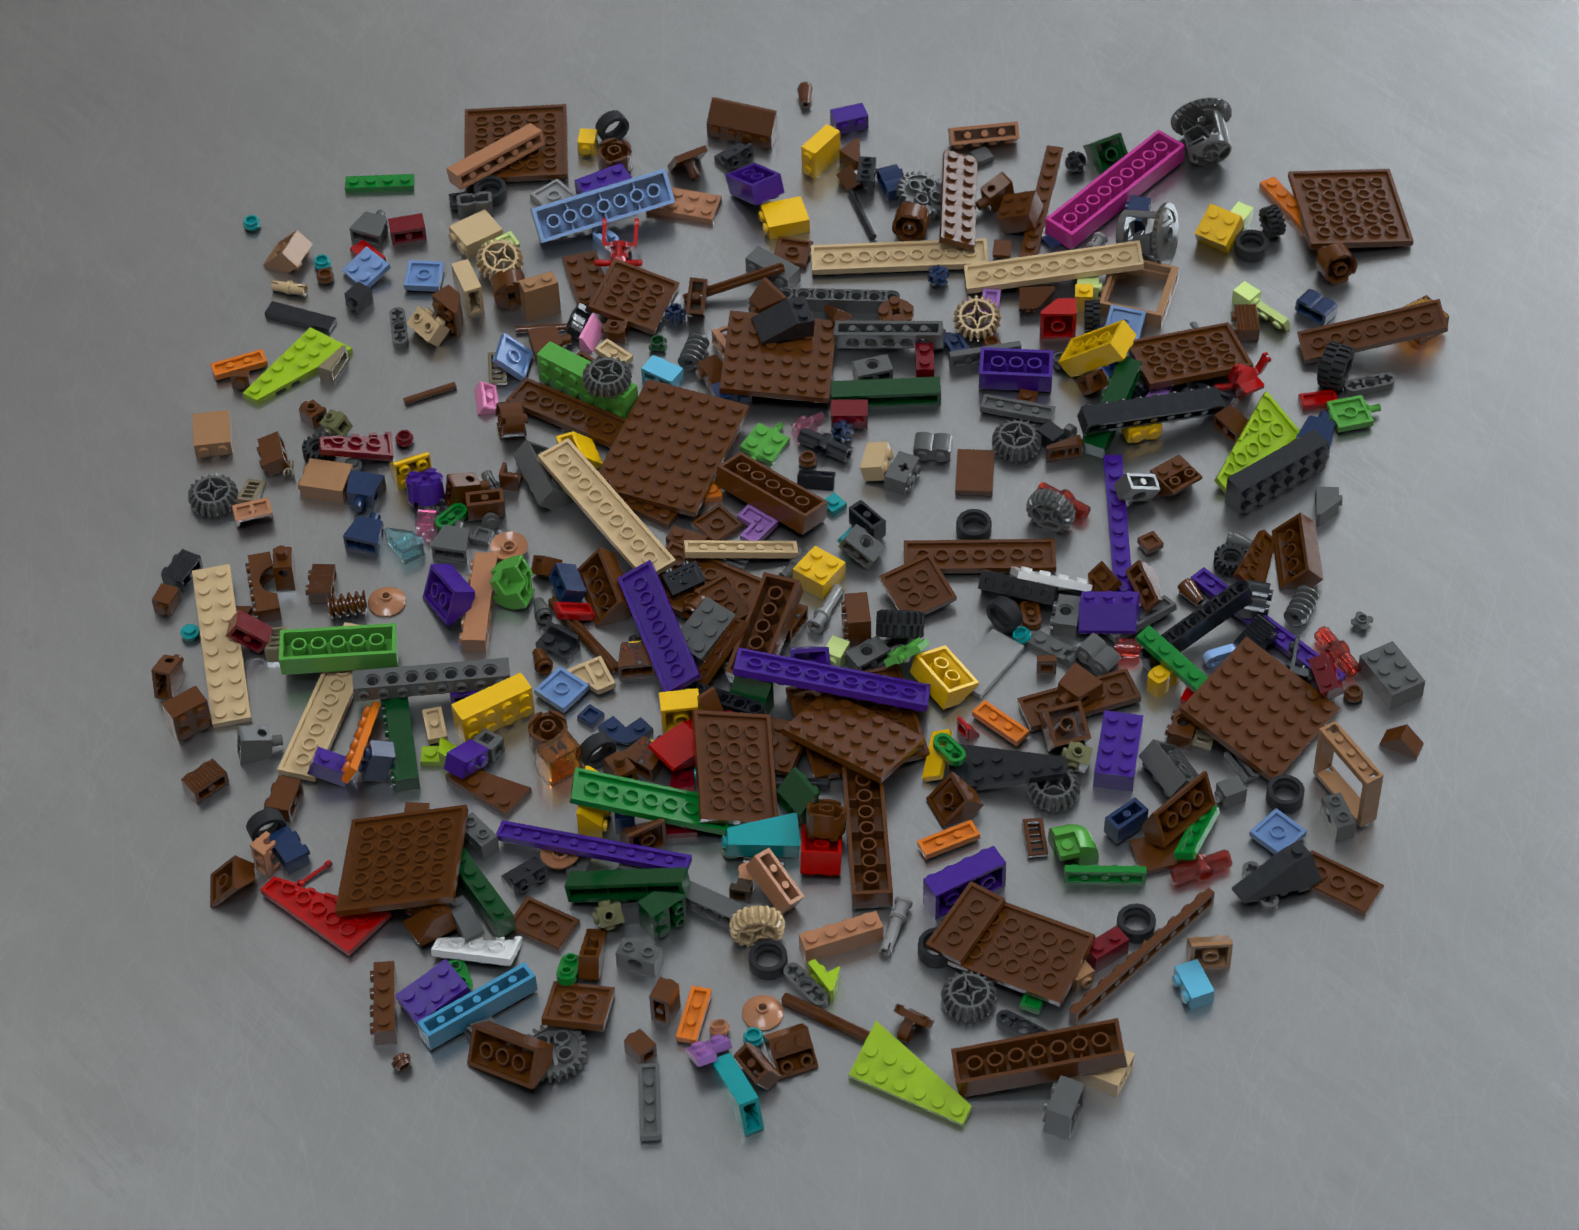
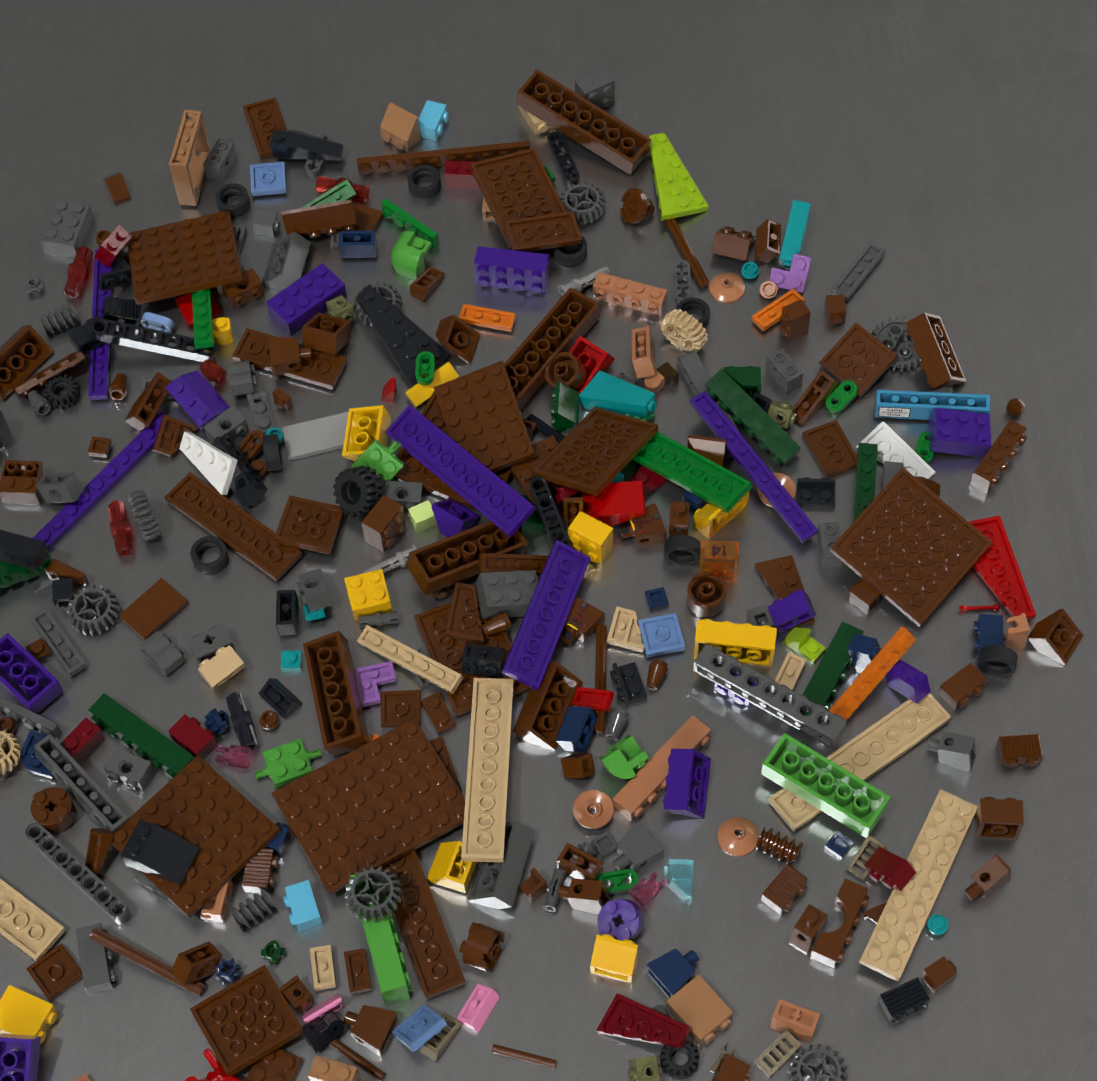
camera: 140 degrees left, 10 degrees up
(365, 534) = (707, 917): dark blue torso -> none
(404, 438) = (590, 1007): dark red plate -> none
(625, 735) = (642, 561): dark blue plate -> none
(765, 296) = (141, 911): reddish brown slope -> none
(827, 980) = (664, 272): lime slope -> none
(1000, 723) = (362, 378): orange plate -> none

